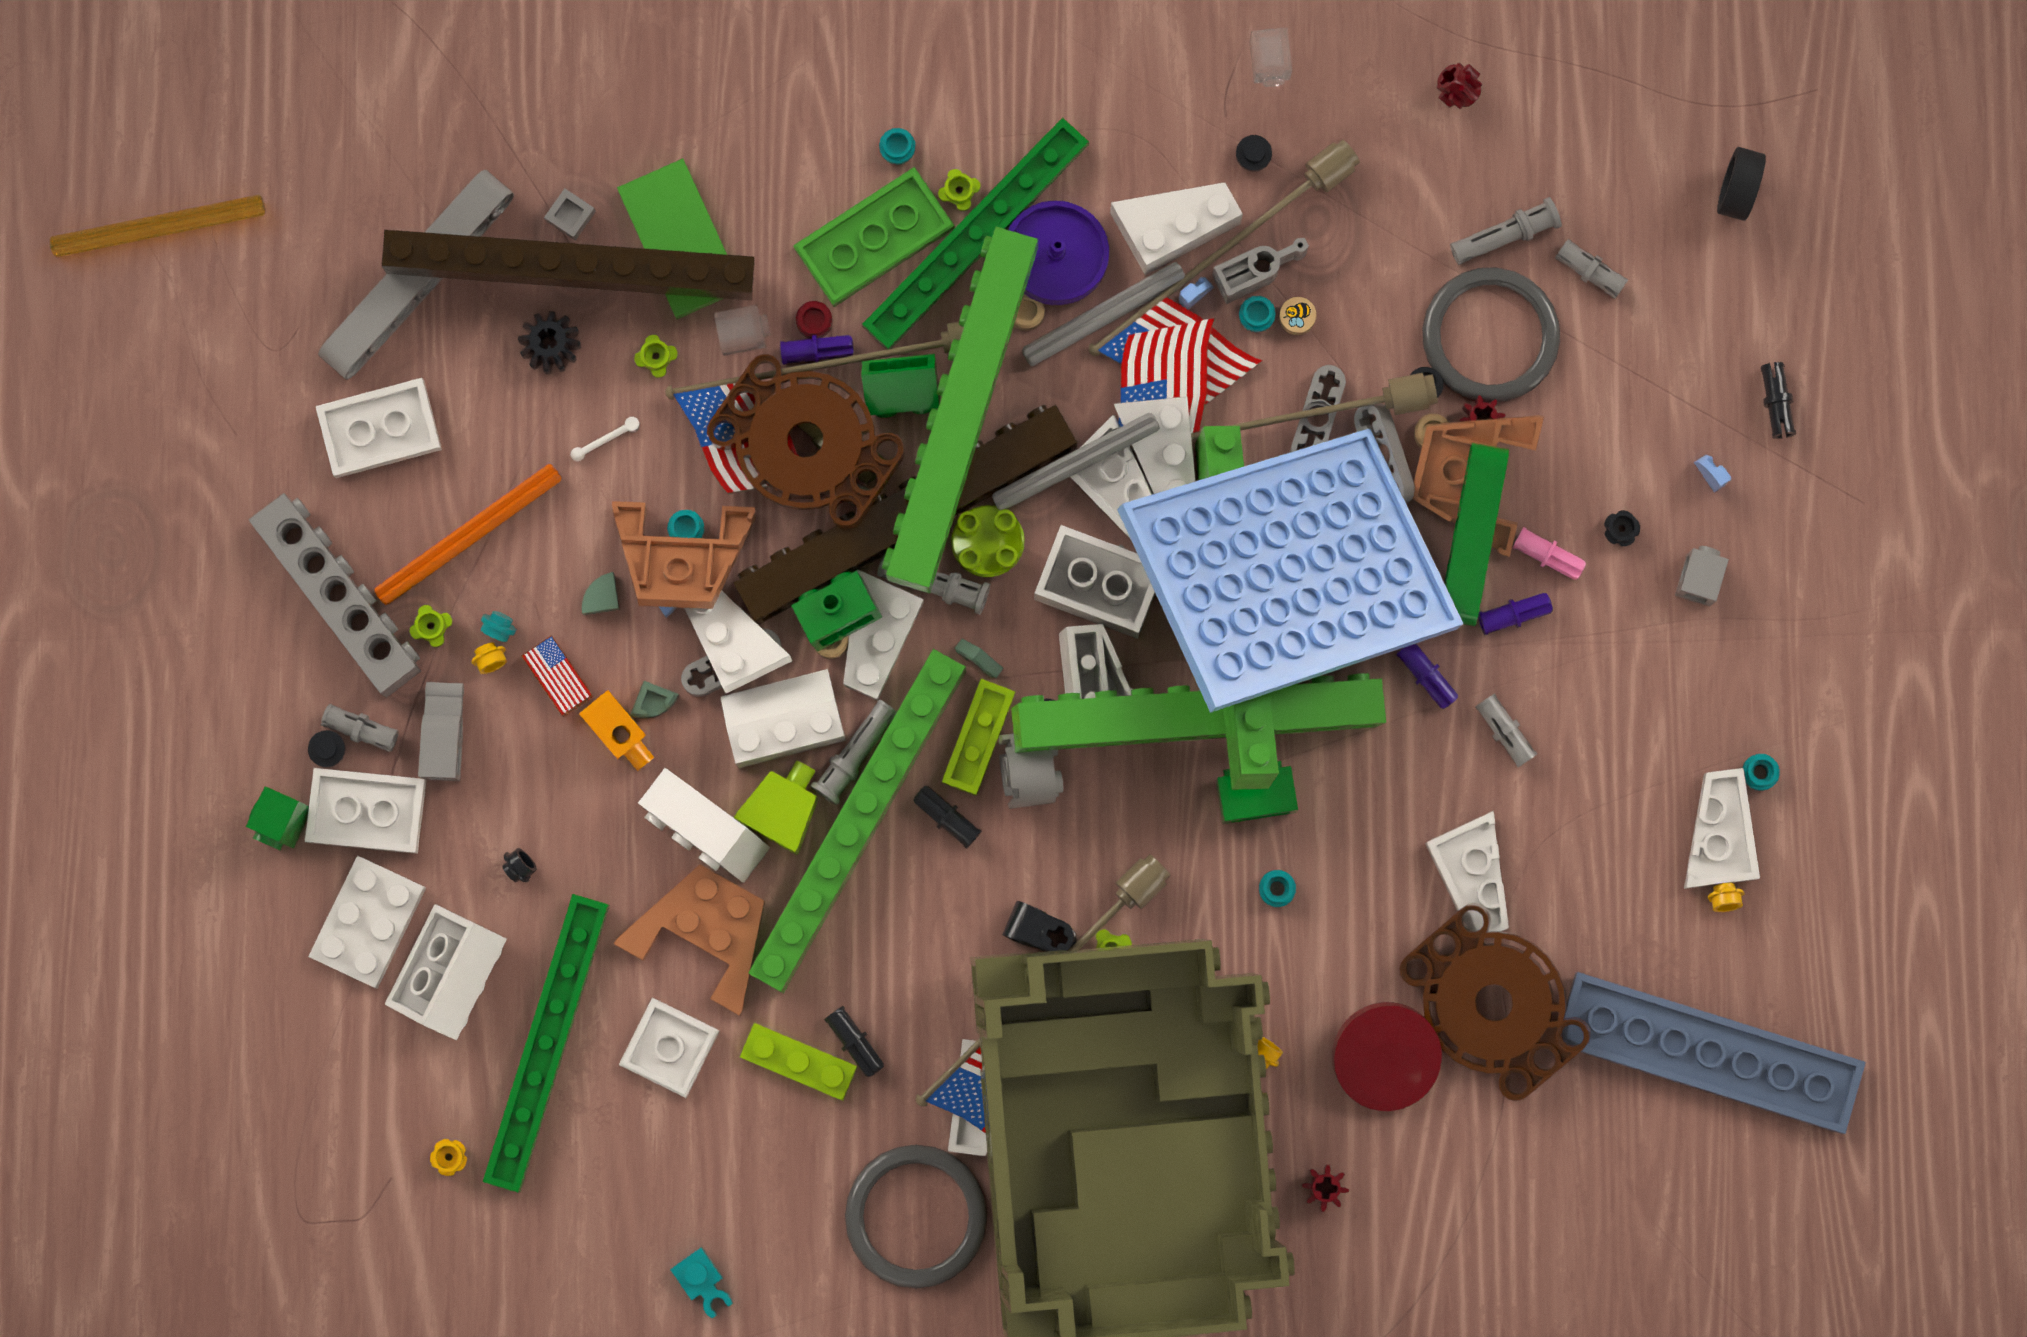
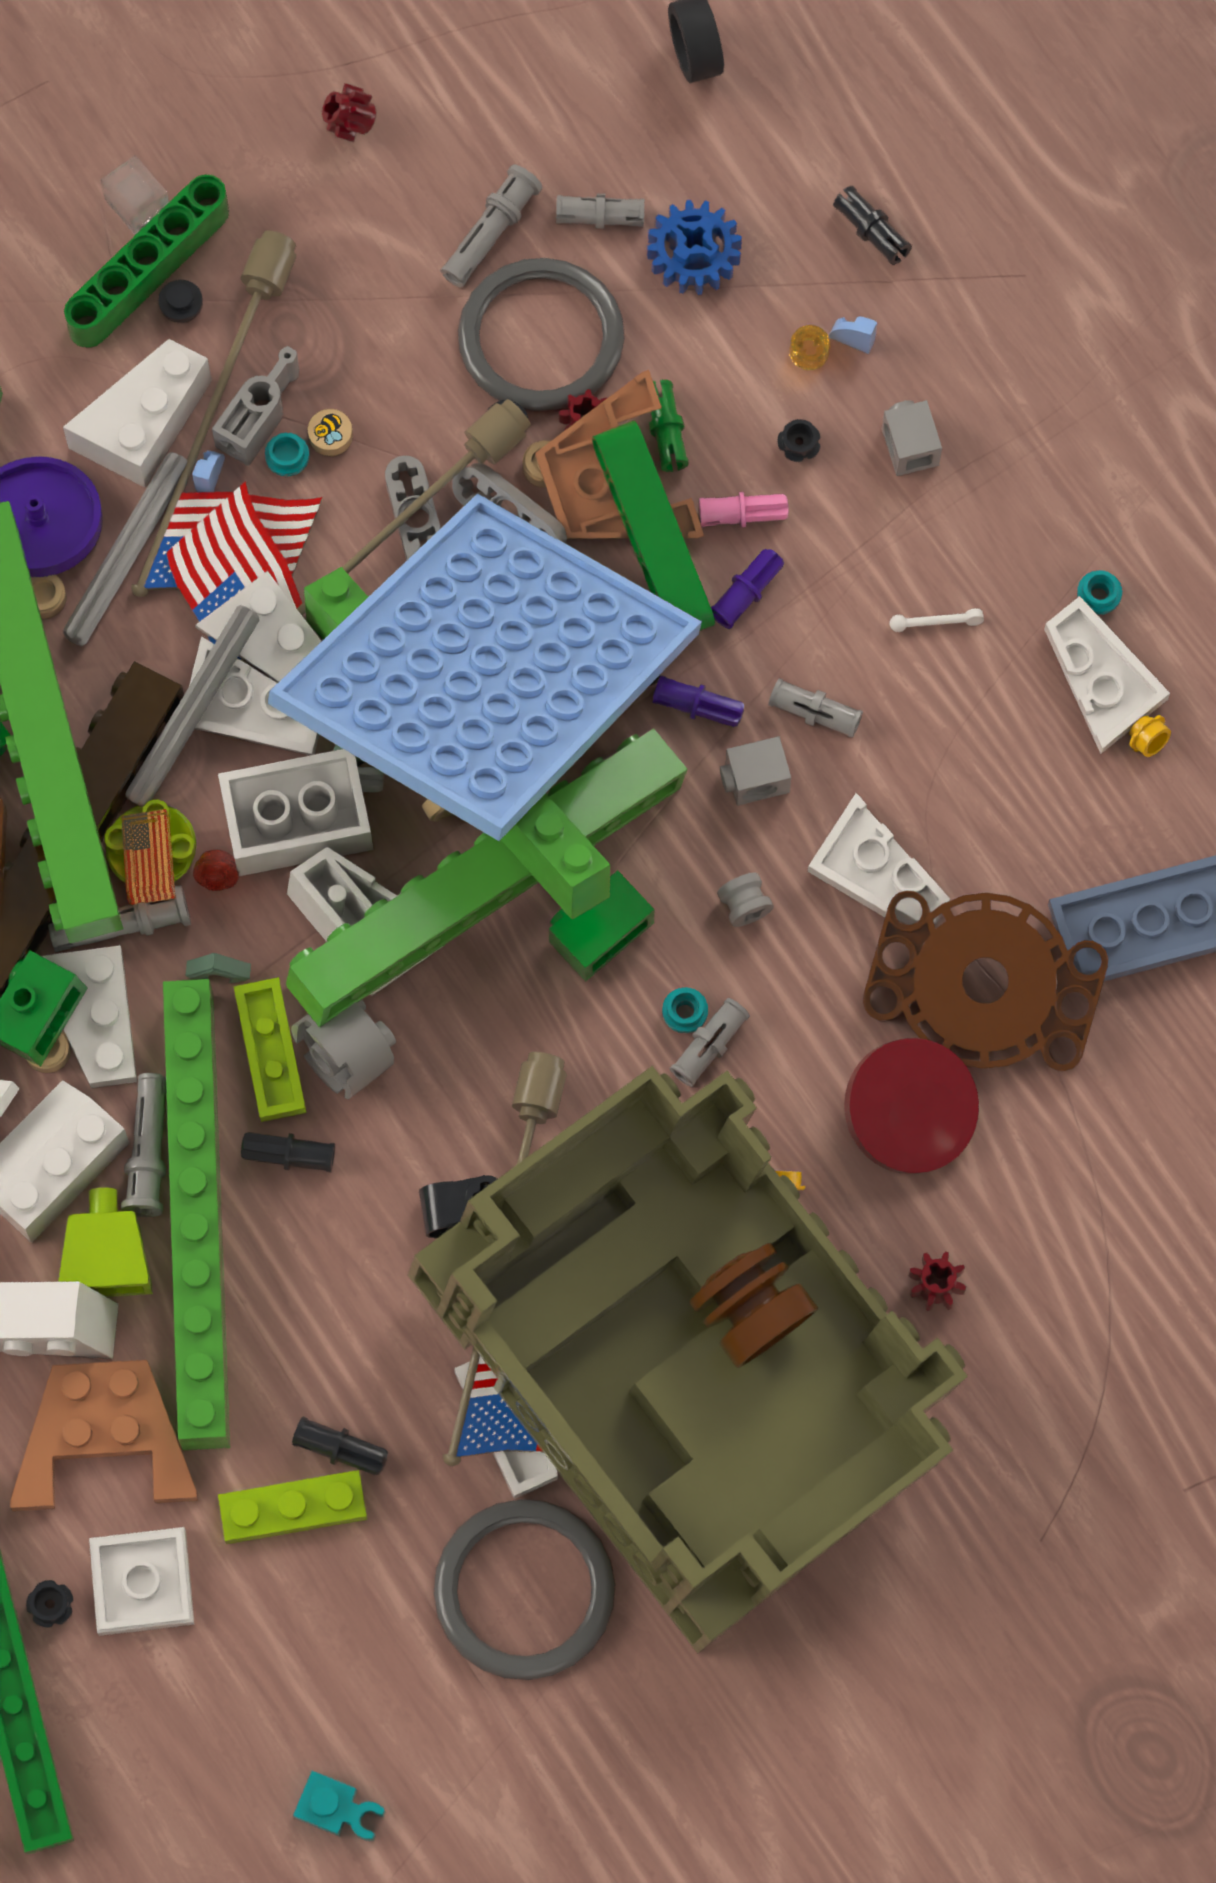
camera: 35 degrees left, 10 degrees down
(590, 1022) = (47, 1591): none -> black plate
(979, 551) = (148, 857): none -> clear orange tile
(1020, 587) = (216, 870): none -> clear red plate
(1182, 1136) = (753, 1304): none -> reddish brown wheel
(1257, 929) = (729, 1019): none -> light grey pin
(1261, 97) = (140, 279): none -> green beam
(1367, 838) = (745, 899): none -> light grey wheel
(1434, 751) = (756, 771): none -> light grey brick
(1535, 461) = (667, 428): none -> green pin
(1605, 705) = (972, 617): none -> white hinge
(1635, 324) = (695, 253): none -> blue gear
(1680, 472) = (800, 358): none -> clear yellow bush

